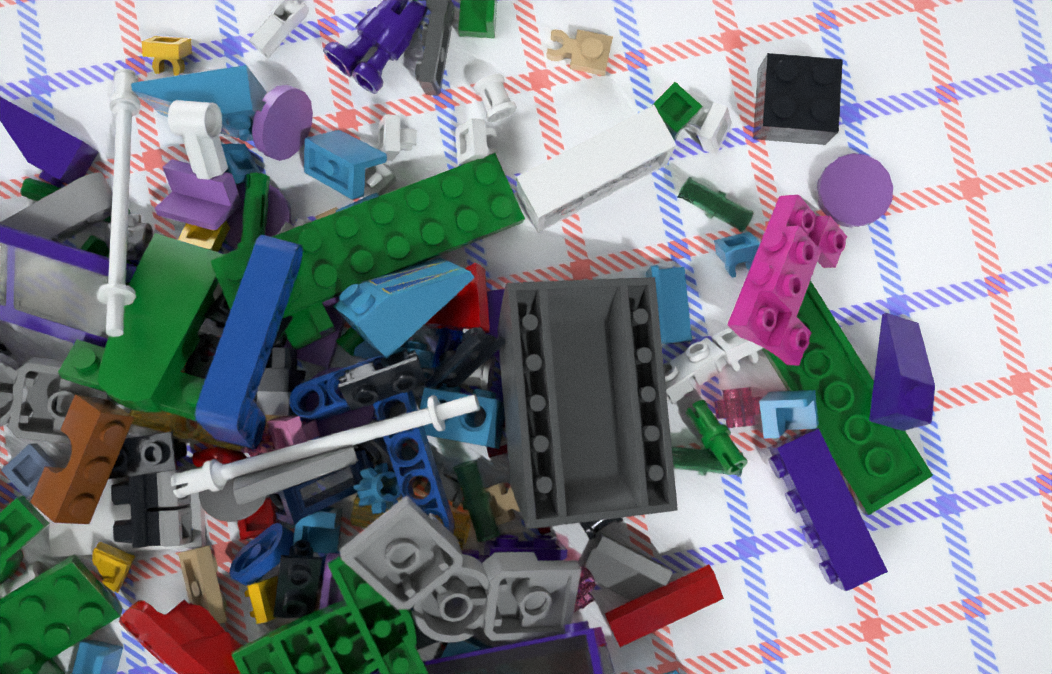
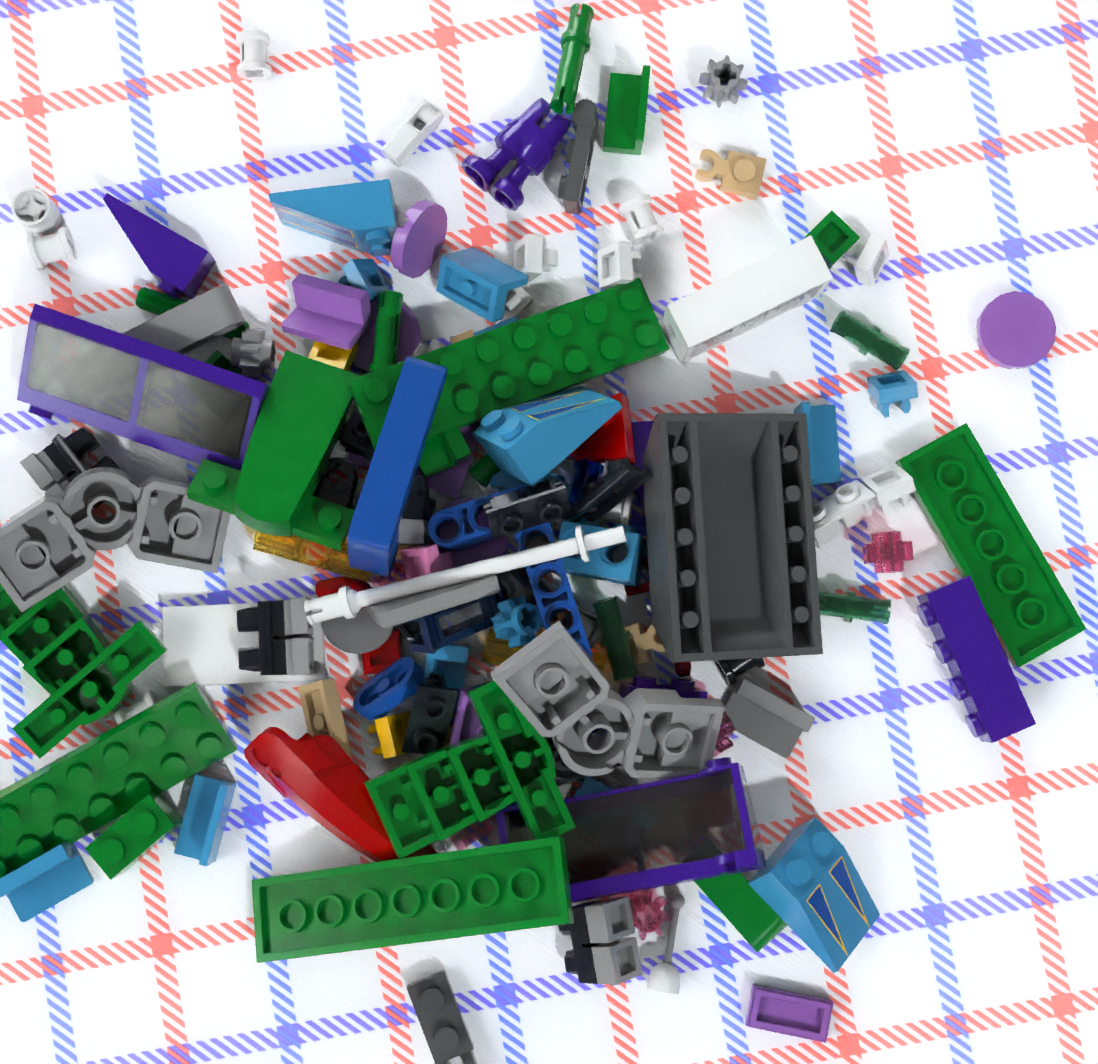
camera: 10 degrees left, 0 degrees up
(27, 468) = (148, 594): sand blue tile -> none
(96, 437) = (225, 560): dark orange arch -> none
(112, 565) = (230, 696): yellow tile -> none
(115, 293) = (251, 213): white bar -> none
(148, 455) = (264, 581): black hinge -> none
(169, 49) = (293, 154): yellow tile -> none
(200, 129) = (340, 245): white piece -> none
(664, 605) = (804, 754): red tile -> none
(716, 437) = (863, 582): green pin -> none
(781, 276) = (936, 416): dark pink bracket -> none
(788, 411) = (939, 558): dark azure panel -> none
(797, 99) = (959, 232): black brick -> none
(902, 377) = (1057, 525): dark purple slope -> none

